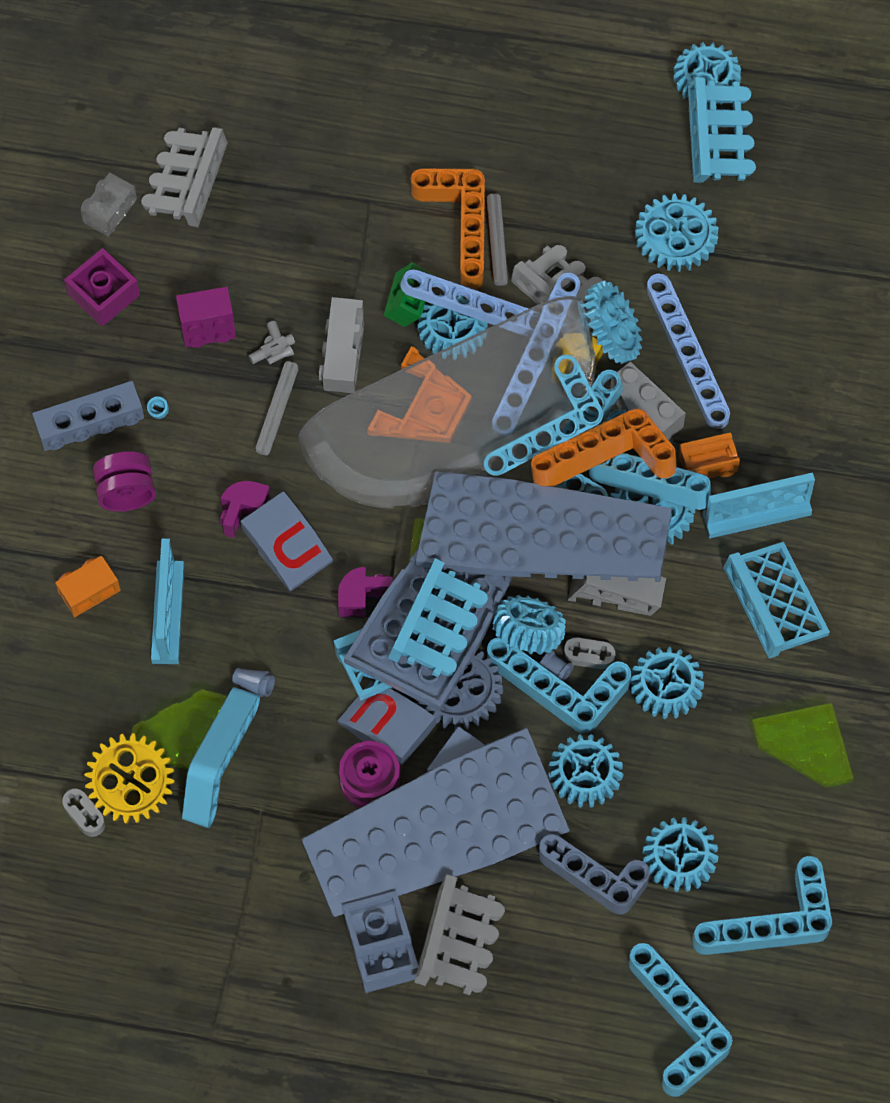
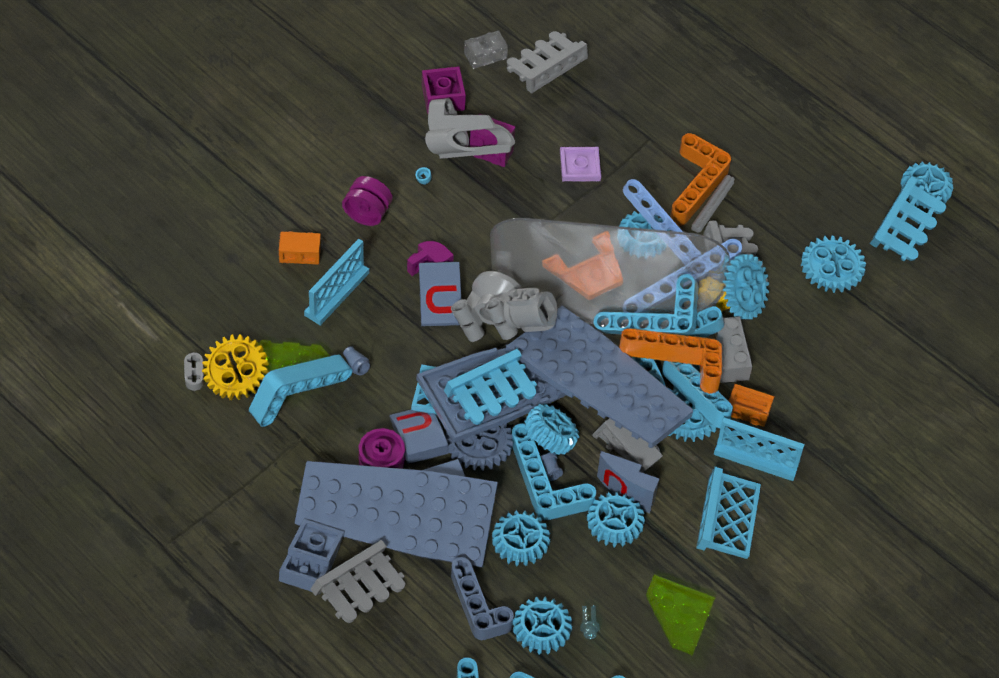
camera: 30 degrees right, 10 degrees down
(96, 405) = (378, 156): sand blue brick -> none
(154, 340) = (449, 132): none -> light grey panel
(275, 346) = (523, 184): light grey piece -> none
(276, 408) = (496, 218): light grey axle -> none
(317, 281) = (580, 164): none -> lavender tile
(343, 345) = (568, 200): light grey wedge -> none
(355, 589) = (459, 346): magenta brick -> none
(373, 511) = (507, 306): none -> light grey piece
(400, 306) = (620, 206): green brick -> none
(589, 653) = (582, 470): light grey beam -> none
(650, 629) = (626, 477): none -> sand blue slope
(687, 363) = (782, 344): light blue beam -> none
(731, 824) = (591, 627): none -> clear light blue arm

